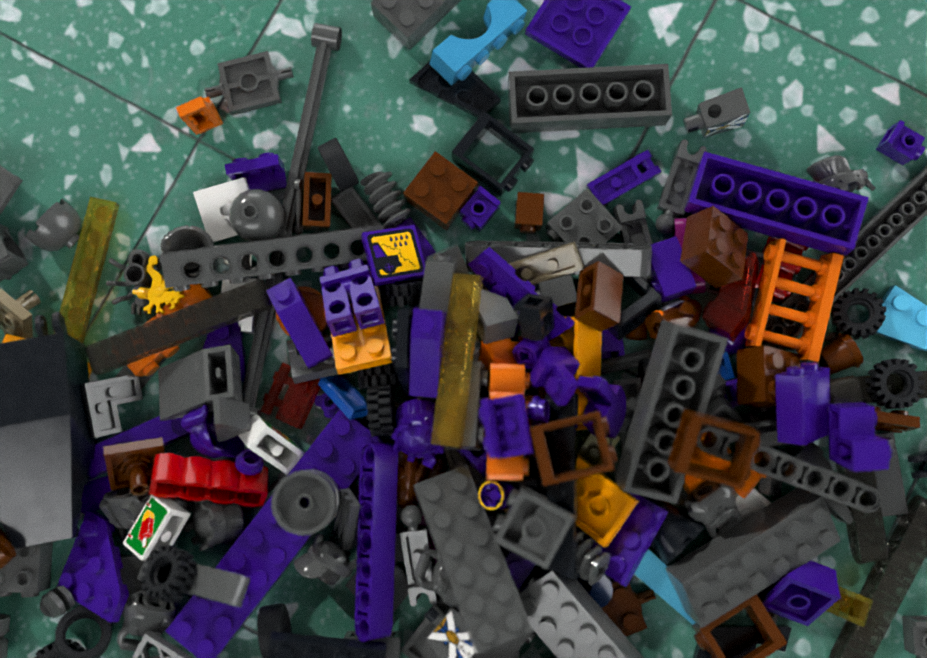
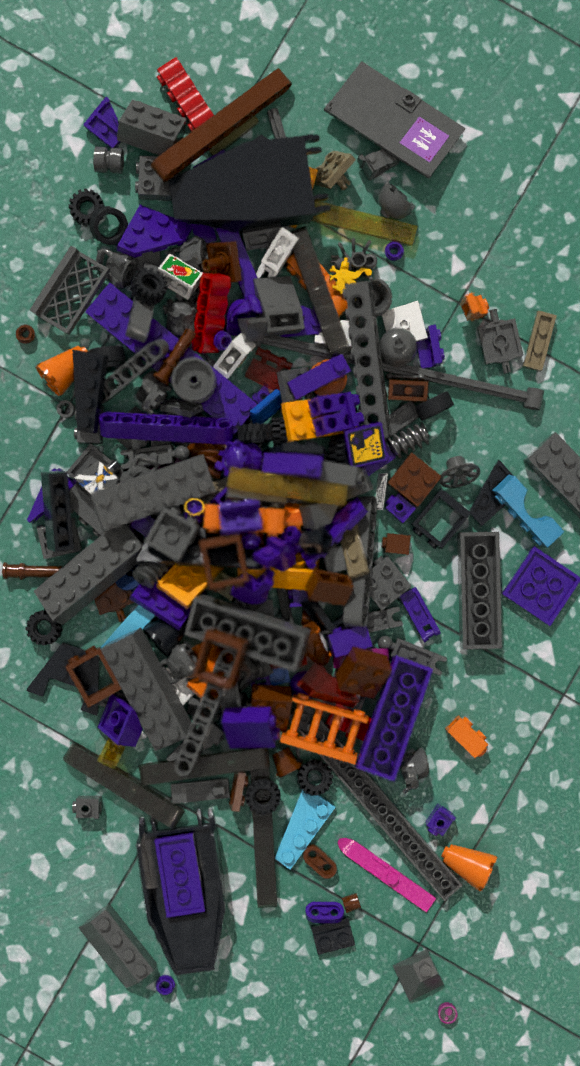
camera: 85 degrees right, 5 degrees up
(56, 602) = (131, 206): dark grey arm -> none
(119, 224) = (394, 245): none -> dark purple plate
(123, 386) = (277, 254): none -> white plate
(248, 31) = (539, 341): none -> dark tan plate
(287, 587) = (137, 367): none -> dark grey beam
(289, 542) = (169, 363): none -> reddish brown pin
(425, 131) = (457, 470): none -> dark grey wheel
(456, 234) = (381, 490): none -> white sticker
(727, 110) = (464, 693): dark grey torso -> none
(791, 105) = (472, 741): none -> orange brick
(854, 438) = (226, 759): dark purple brick -> none

